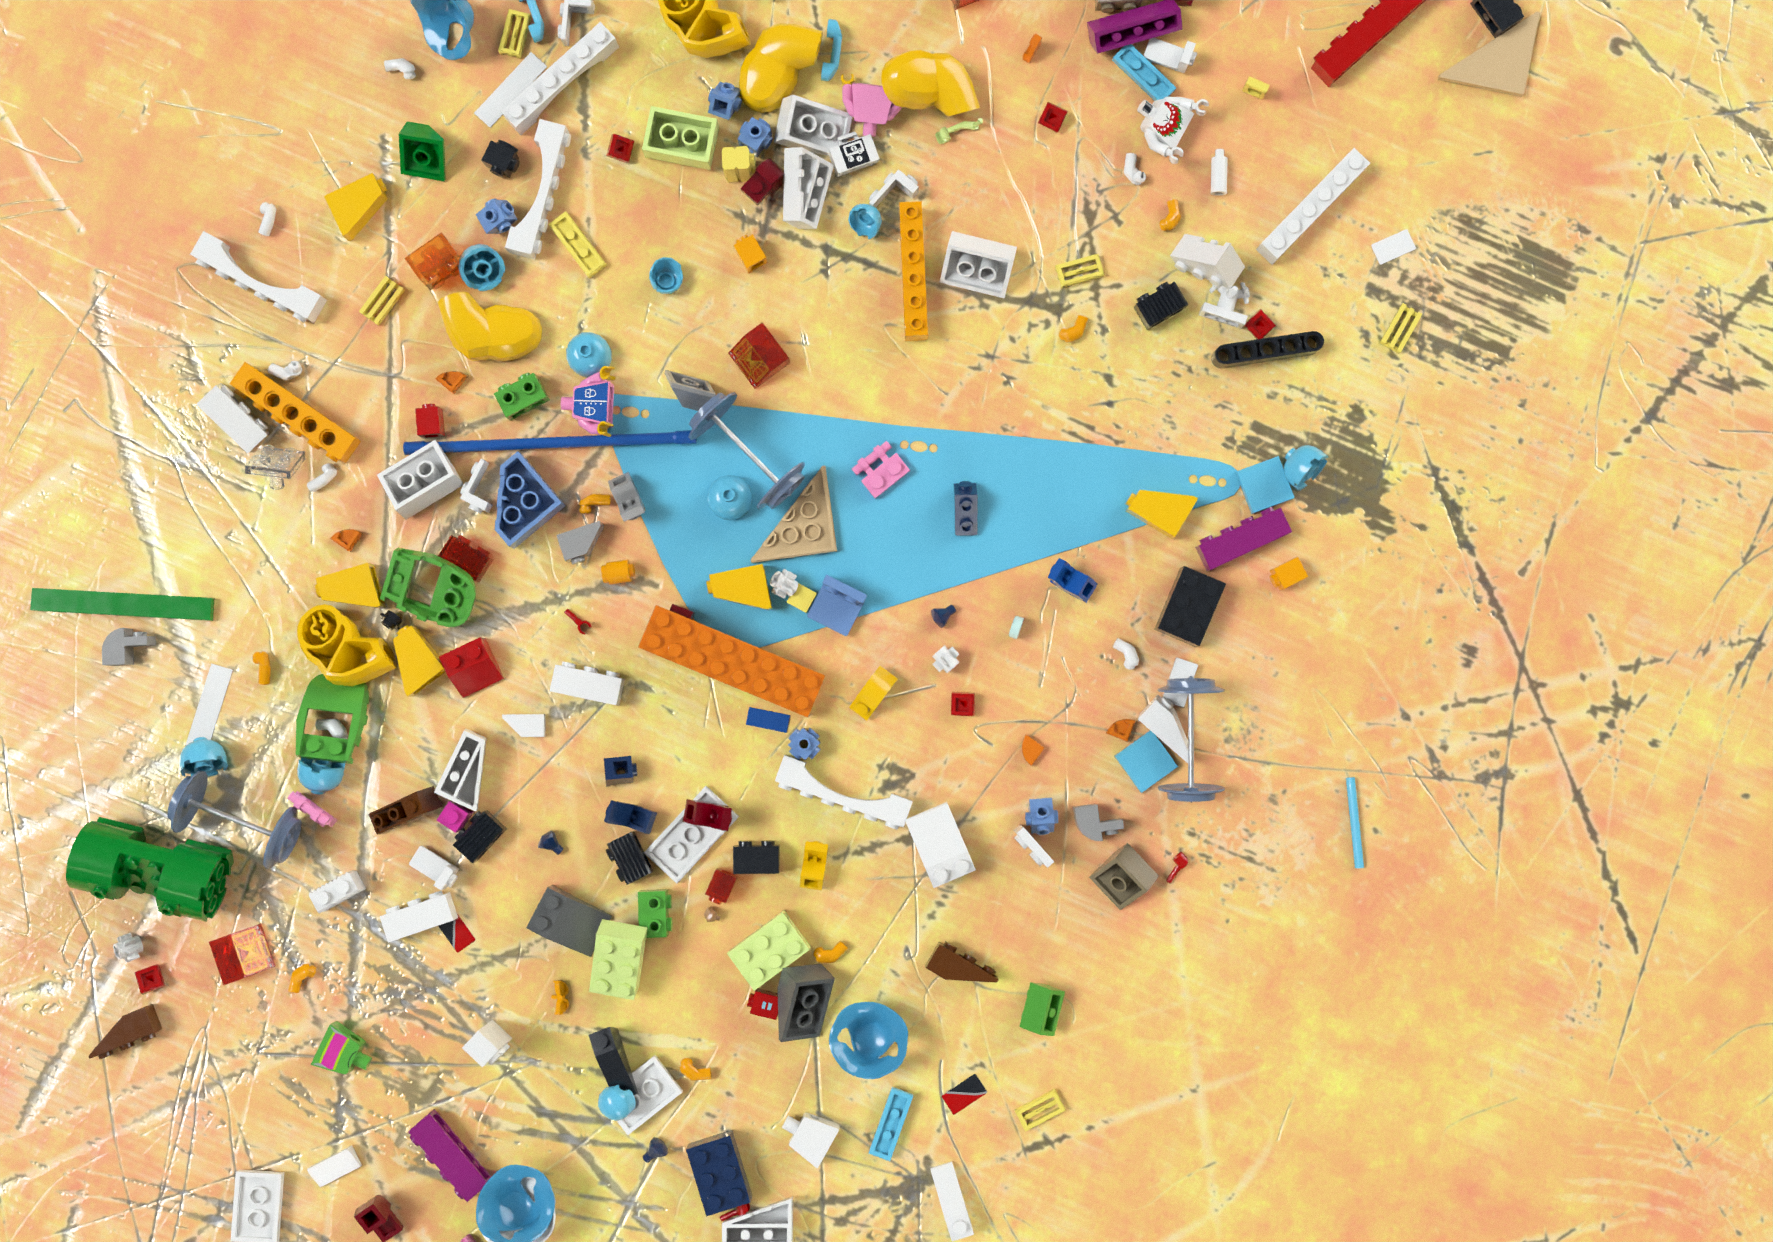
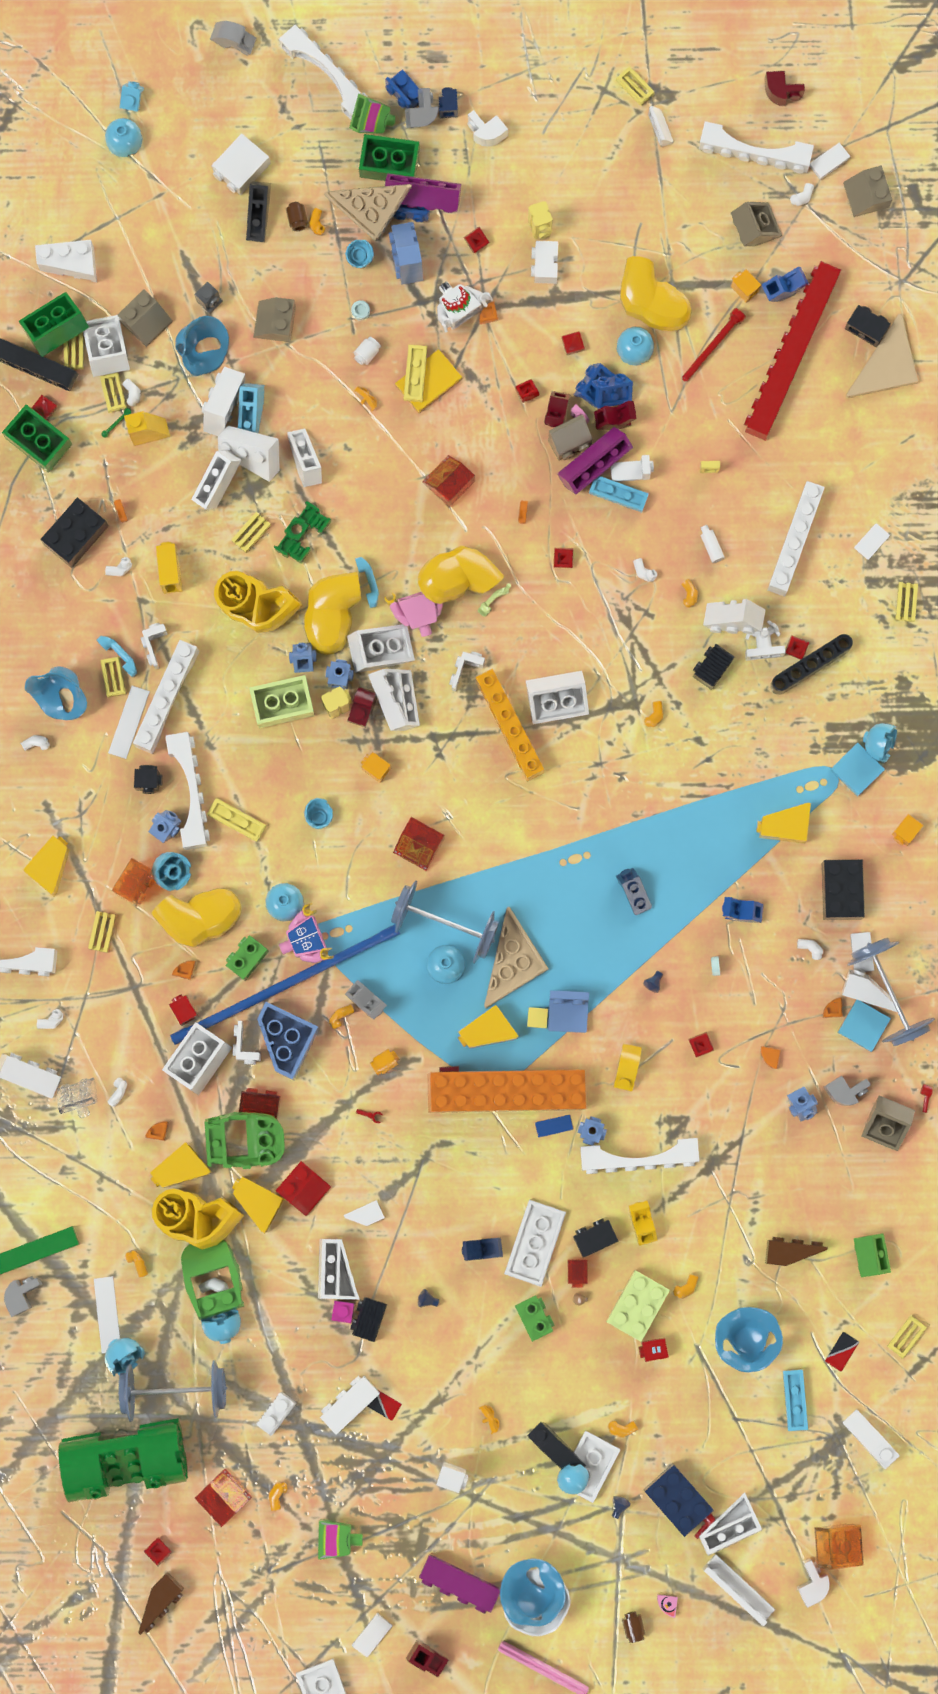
camera: 20 degrees left, 5 degrees down
(128, 947) = (130, 1533): white gear -> none
(249, 377) = (25, 1038): light orange brick -> none
(316, 813) = (221, 1355): bright pink plate -> none
(391, 620) = (222, 1180): black plate -> none
(405, 810) = (300, 1325): reddish brown slope -> none
(421, 152) = (83, 801): green slope -> none
(434, 867) = (344, 1360): white bracket -> none
(567, 920) = (470, 1354): dark grey slope -> none
(579, 542) = (344, 1052): light grey slope -> none
(587, 683) = (400, 1160): white brick -> none
(614, 764) = (453, 1212): dark blue brick -> none
(618, 959) = (523, 1365): yellowish green brick -> none
(620, 148) = (236, 730): red tile -> none
(629, 858) = (495, 1282): black brick -> none
(690, 390) = (378, 895): light grey slope -> none
(707, 814) = (542, 1219): dark red brick -> none
(784, 583) = (519, 1012): white gear -> none
(803, 1001) = (683, 1333): dark grey slope -> none
(811, 1136) = (737, 1438): white torso -> none
(853, 154) = (421, 655): piece -> none
(865, 220) = (454, 702): medium azure hair -> none
(885, 475) = (559, 892): bright pink plate -> none
(940, 844) = (734, 1162): white slope -> none
(945, 659) = (672, 1015): white gear -> none
(1037, 853) = (799, 1128): white plate -> none
(1061, 276) = (626, 677): light yellow tile -> none
(1166, 123) = (654, 524): white torso -> none
(1243, 539) = (860, 819): magenta brick -> none

